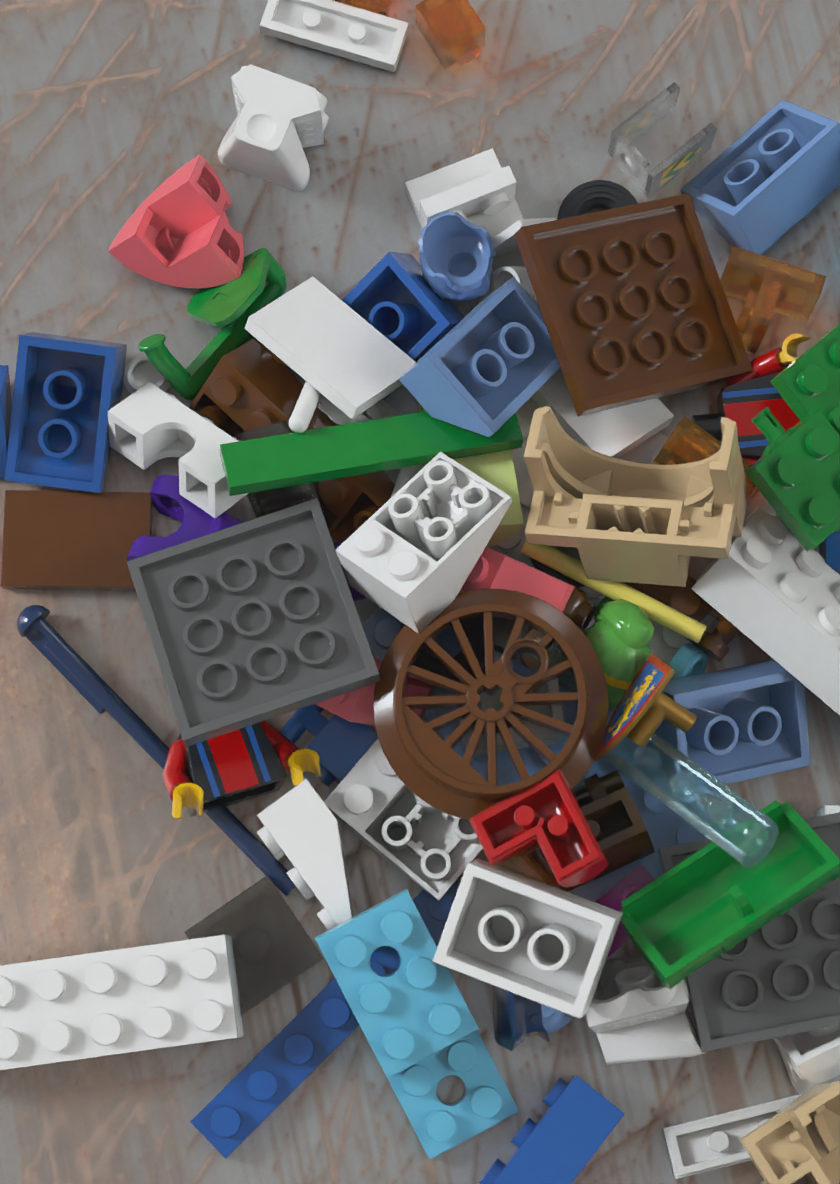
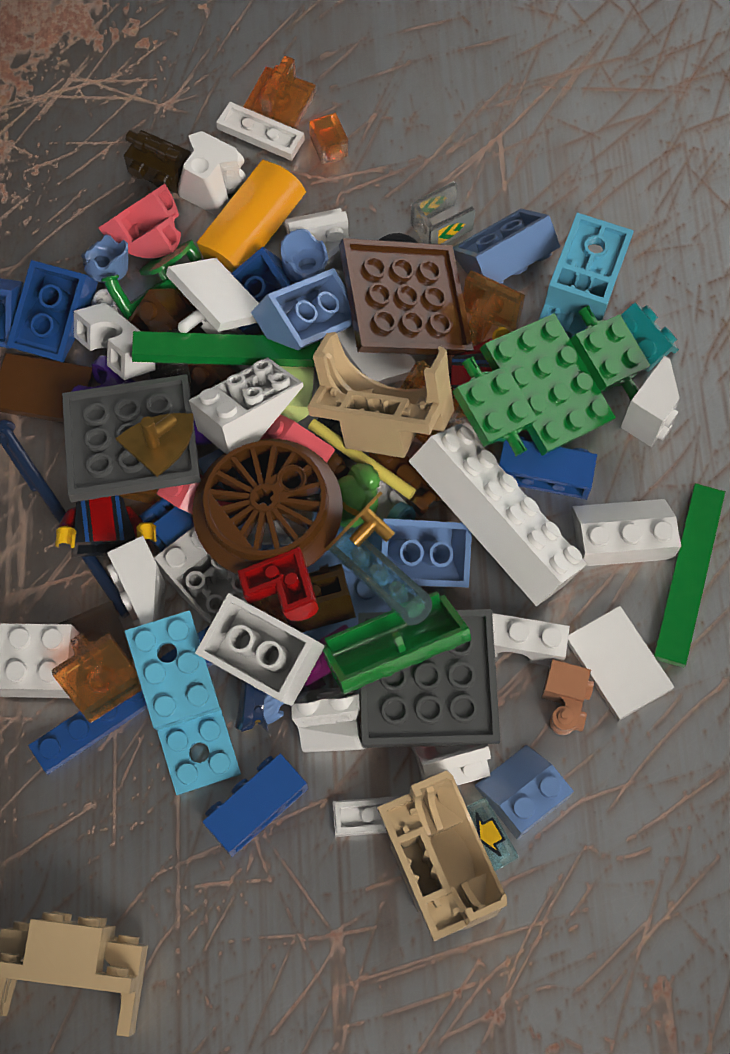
camera: 10 degrees right, 10 degrees down
(133, 304) = (106, 259): none -> medium blue hair
(177, 112) = (155, 159): none -> dark brown brick
(283, 1009) = (97, 676): none -> clear orange bracket
(301, 623) = (158, 440): none -> pearl gold shield
(353, 191) = (251, 215): none -> light orange brick

